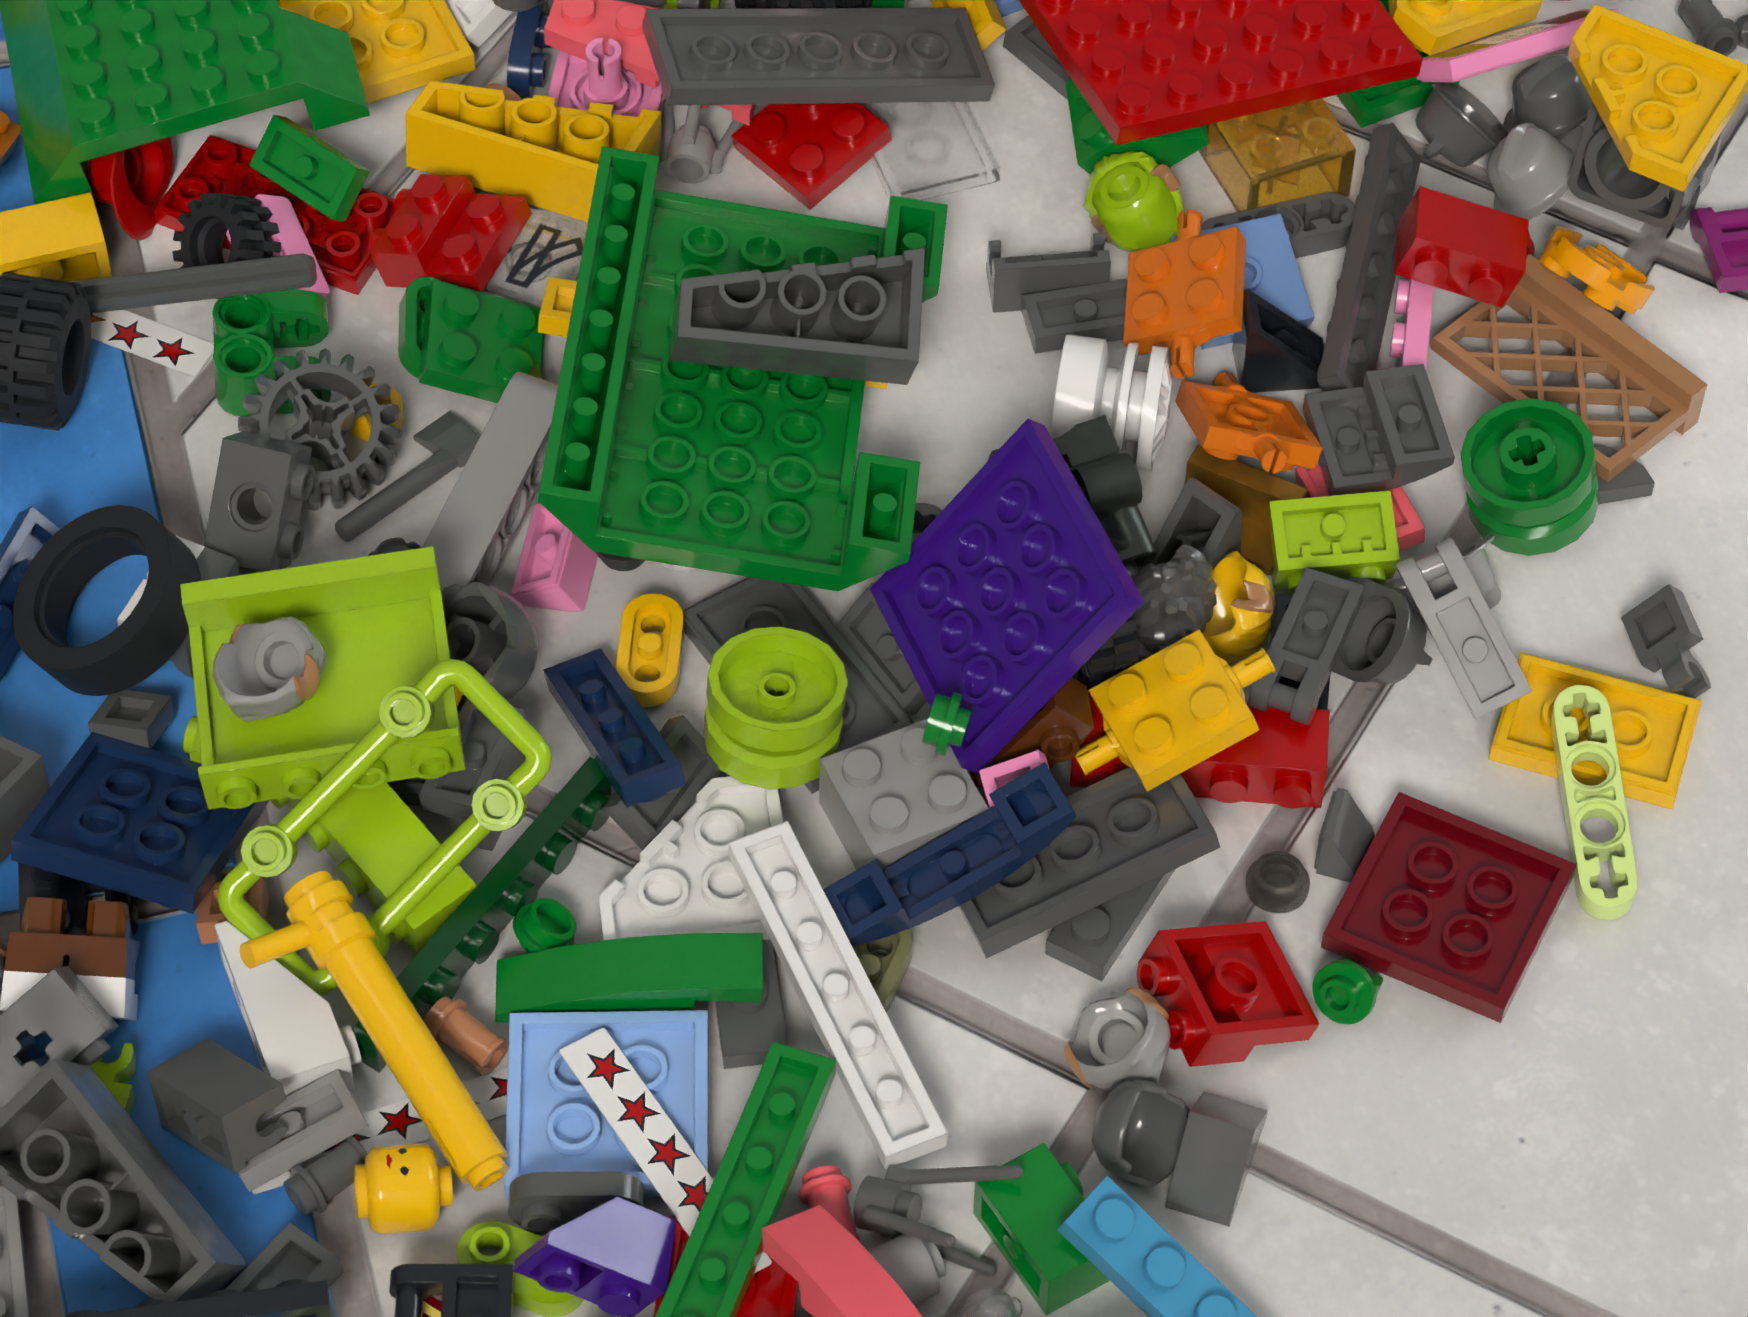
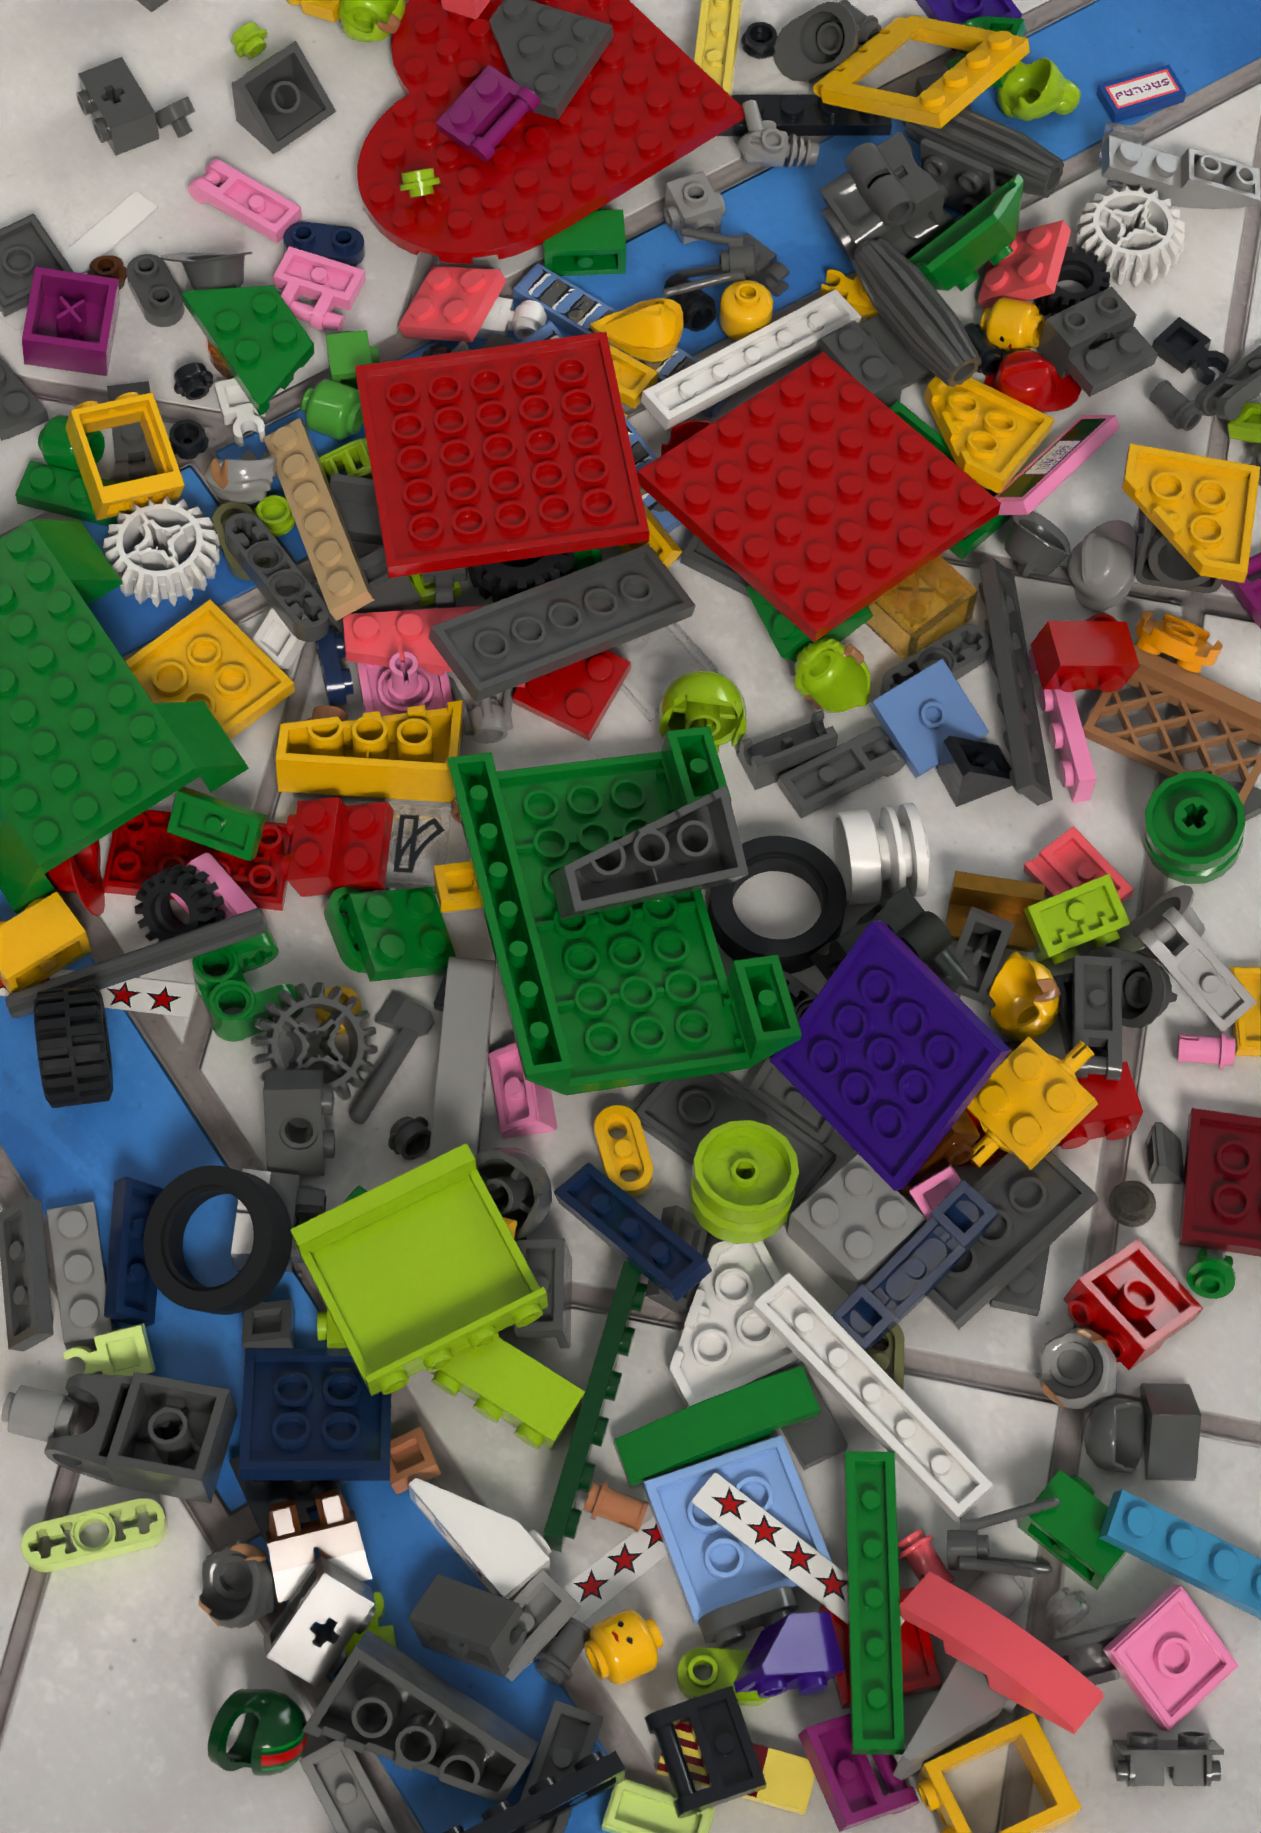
camera: 20 degrees left, 10 degrees up
(268, 668) = (382, 1277): light grey hair -> none
(345, 947) = (518, 1479): yellow cylinder -> none
(404, 714) = (508, 1295): lime bar -> none
(544, 925) = (639, 1403): green plate -> none
(946, 722) = (878, 1164): green plate -> none
(952, 377) = (792, 857): none -> black tyre
(969, 186) = (703, 701): none -> lime cylinder
(1175, 597) = (999, 1005): dark grey hair -> none
(1185, 292) = (902, 747): orange plate -> none
(1244, 423) = (983, 842): orange plate -> none
(1379, 432) = (1077, 823): dark grey slope -> none
(1448, 736) = (1206, 1049): none -> bright pink pin
(1549, 97) = (1093, 502): dark grey piece -> none

